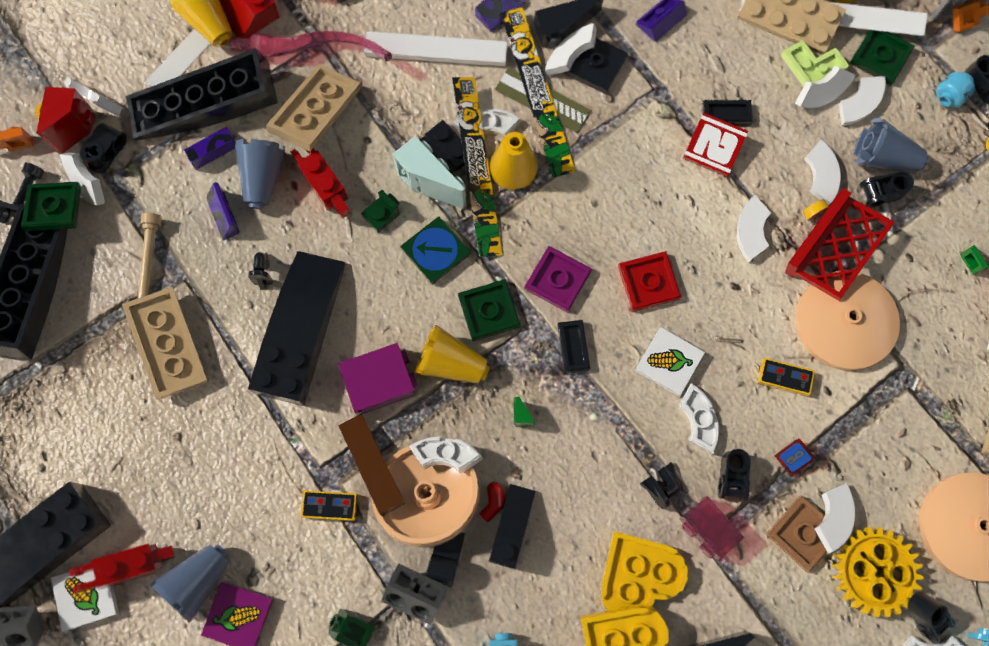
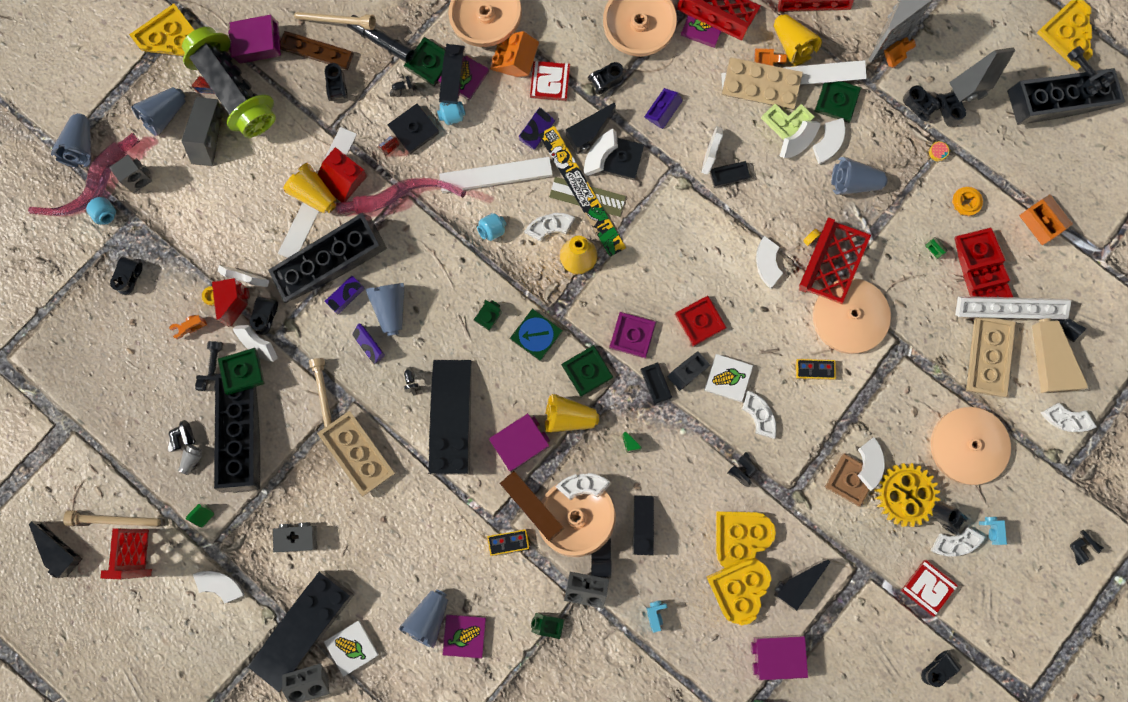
camera: 10 degrees left, 5 degrees up
(40, 432) = (283, 538): none -> dark grey brick
(122, 566) = (375, 621): red hinge -> none
(313, 107) = (416, 246): tan plate -> none
(322, 181) = (438, 302): red hinge -> none
(413, 106) = (491, 227): none -> medium azure head
(427, 174) = (517, 279): light aqua slope -> none
(445, 145) = (523, 253): black plate -> none
(477, 167) = (551, 262): sticker -> none
(496, 501) = (627, 510): red arm -> none
(618, 338) = (688, 370): none -> black plate
(710, 528) = (784, 492): clear pink brick -> none
(711, 77) = (712, 150): none -> white tile
(715, 144) = (726, 203): tile -> none
(734, 477) = (793, 452): black piece -> none
(795, 456) = (833, 426): slope -> none
(825, 172) = (813, 205): white tile -> none
(883, 190) = (858, 210): black piece -> none
(955, 89) = (898, 116): medium azure head -> none

